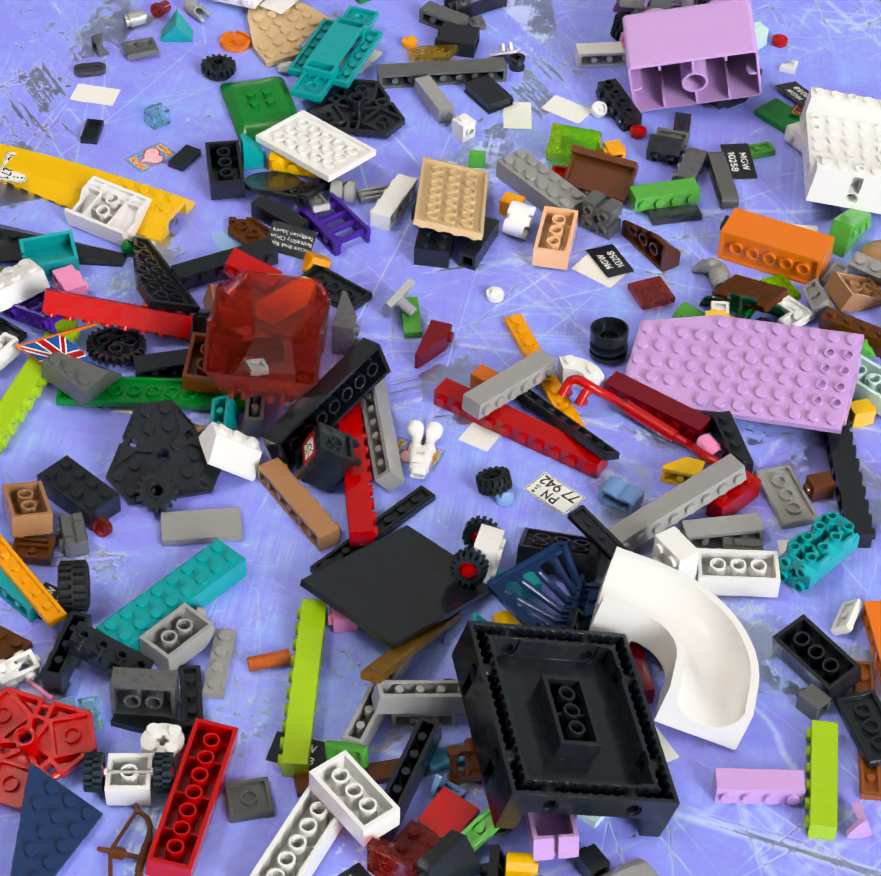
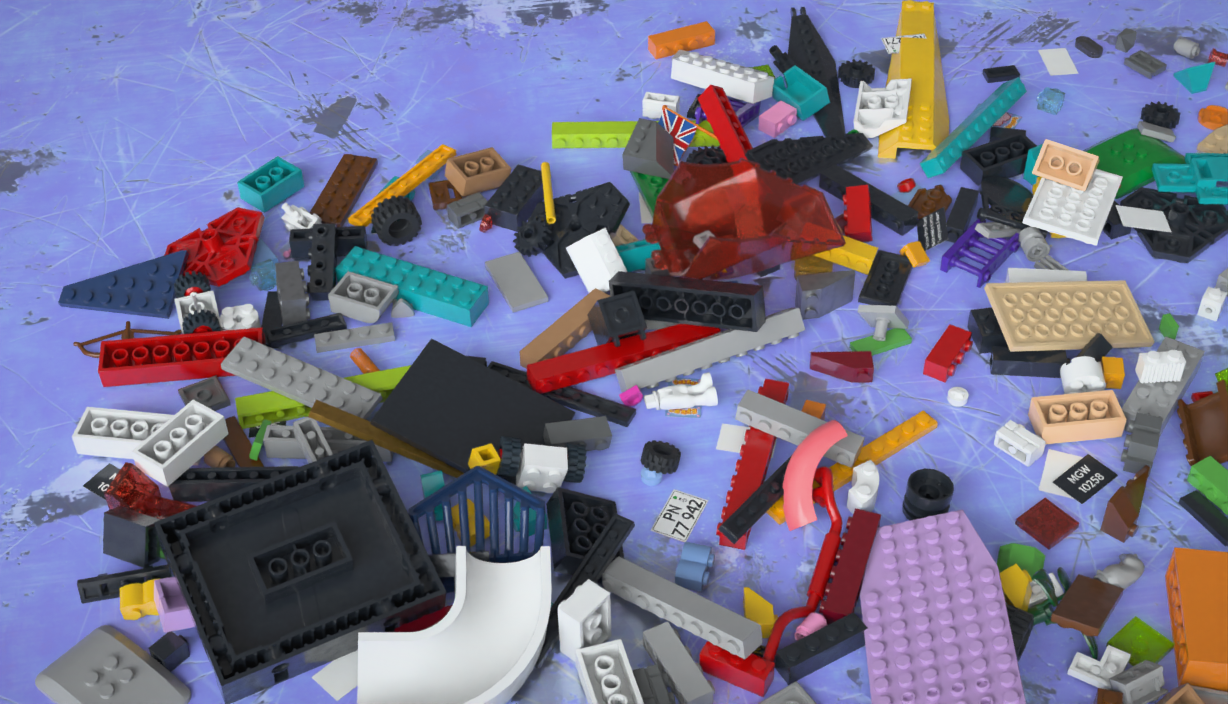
camera: 75 degrees right, 0 degrees up
(32, 214) = (854, 72): none -> black gear
(107, 458) = (548, 193): none -> yellow piece
(172, 168) = (973, 128): none -> teal brick
(219, 236) = (906, 185): none -> red tile
(238, 76) = (1156, 131): none -> light grey tile
(282, 129) = (1066, 165): none -> light nougat slope
(287, 703) = (298, 379): none -> light grey plate
(351, 121) = (1143, 218): none -> white sticker
(408, 485) = (631, 396): none -> dark pink tile
(446, 527) = (590, 432): none -> dark grey brick
(447, 282) = (948, 353): none -> red brick
(469, 584) = (485, 457): none -> yellow brick
(493, 204) = (1096, 348): none -> black tile
(540, 170) = (1160, 366): none -> white brick
(565, 277) = (1019, 443): none -> white brick
(565, 391) = (800, 473): none -> coral brick

